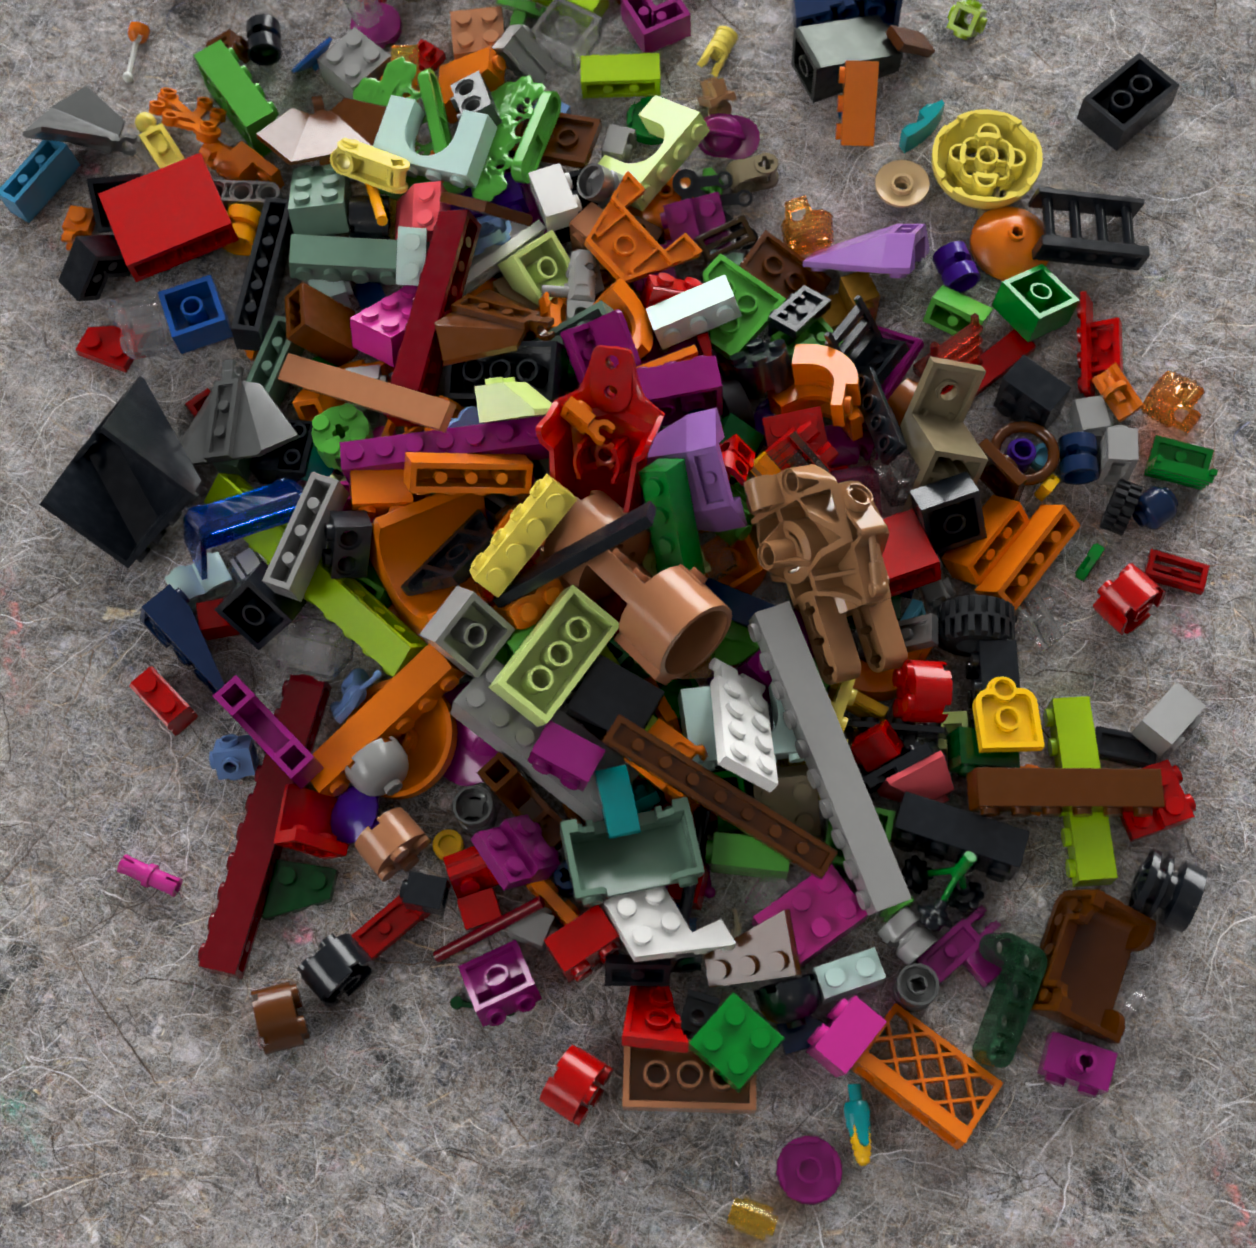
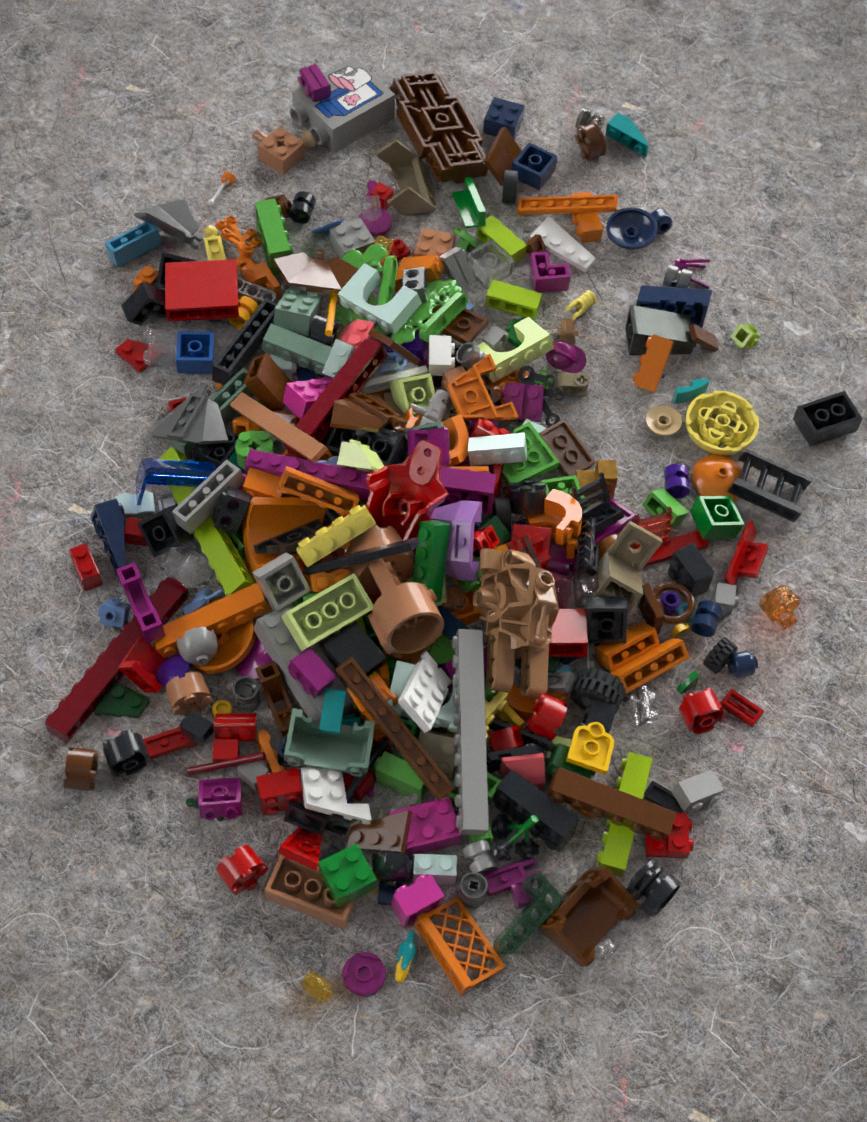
camera: 10 degrees right, 10 degrees down
(126, 479) = (115, 431): black windscreen -> none
(149, 875) = (36, 663): dark pink pin -> none
(370, 165) = (335, 300): light yellow piece -> none
(516, 852) = (261, 722): magenta plate -> none
(581, 417) = (398, 479): orange plate -> none
(699, 240) = (521, 417): dark brown tile -> none
(798, 312) = (563, 472): black bracket -> none
(811, 232) = (593, 429): clear orange piece -> none
(882, 251) = (631, 454): medium lavender wedge -> none
(1077, 1064) = (555, 971): magenta brick -> none
(1117, 454) = (730, 622): light grey brick -> none
(1118, 392) = (747, 588): orange hips -> none
(1180, 463) = (769, 643): green plate -> none

